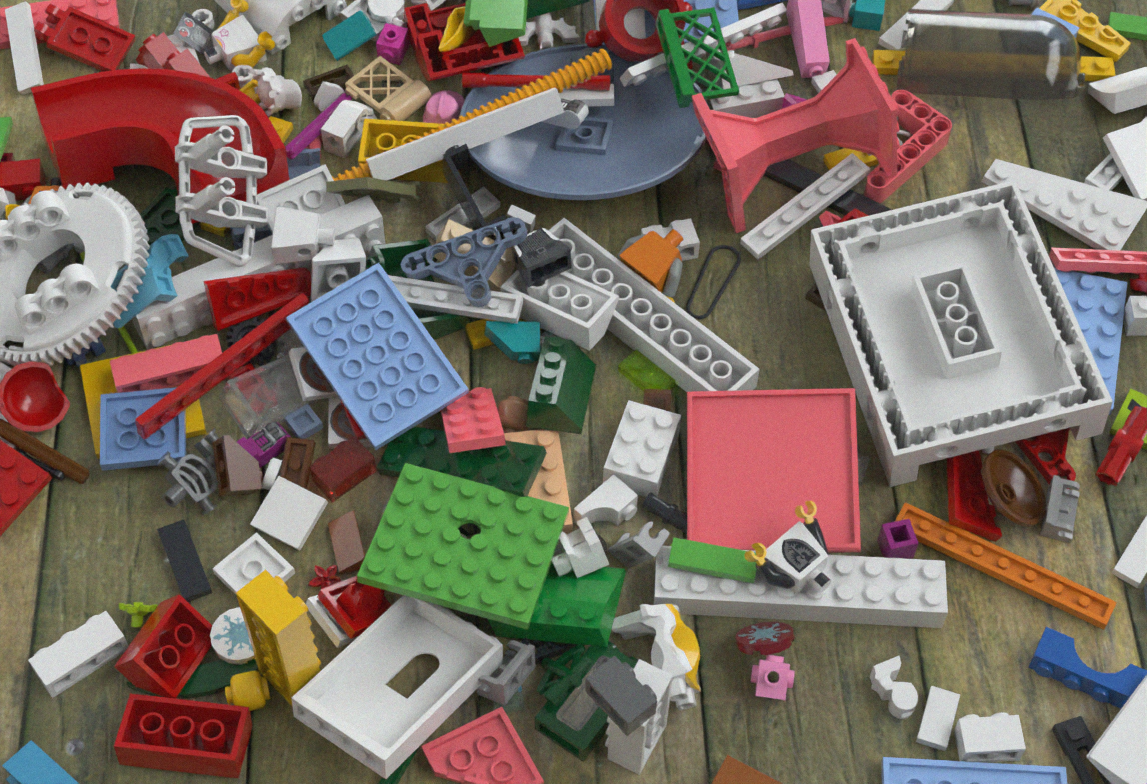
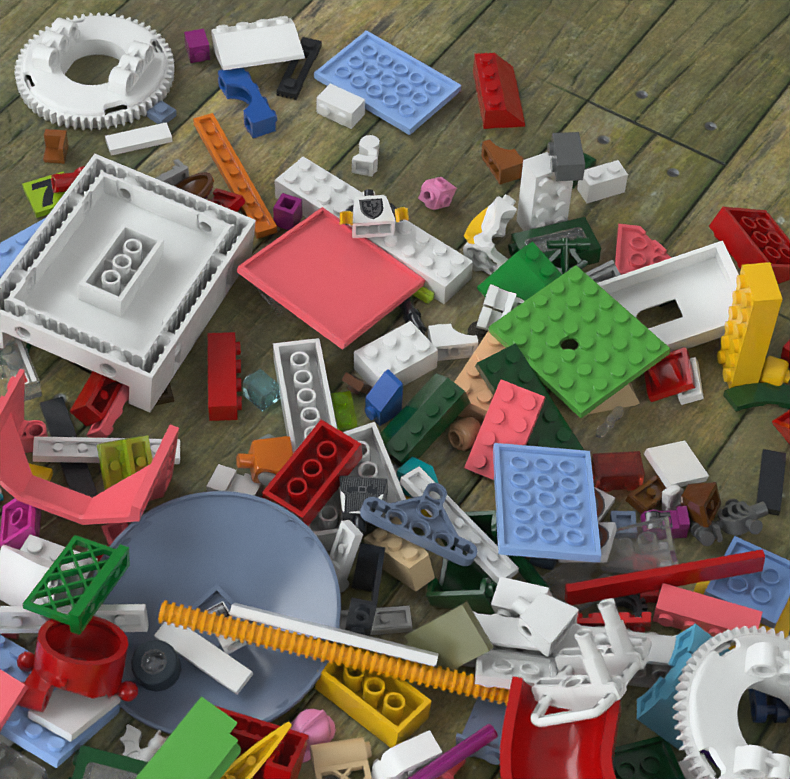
camera: 145 degrees left, 5 degrees down
(231, 638) = (760, 403): white tile -> none
(250, 561) = (725, 443): white plate -> none
(325, 578) = (677, 414): red plant -> none
(346, 543) = (646, 425): dark orange slope -> none
(483, 80) = (178, 642): red piece -> none
(597, 245) = (314, 472): none -> red brick
(612, 397) = (384, 399): none -> blue slope
(638, 547) = (454, 296): light grey hinge -> none
(711, 560) = (421, 250): bright green tile -> none
(723, 287) = (215, 446): black piece -> none
(740, 338) = (261, 389): none -> clear light blue brick
(765, 637) = (424, 210): dark red tile -> none
(777, 199) = (123, 458): none -> lime slope
(783, 335) = (222, 376): none -> red brick
(938, 718) = (351, 135): white tile -> none

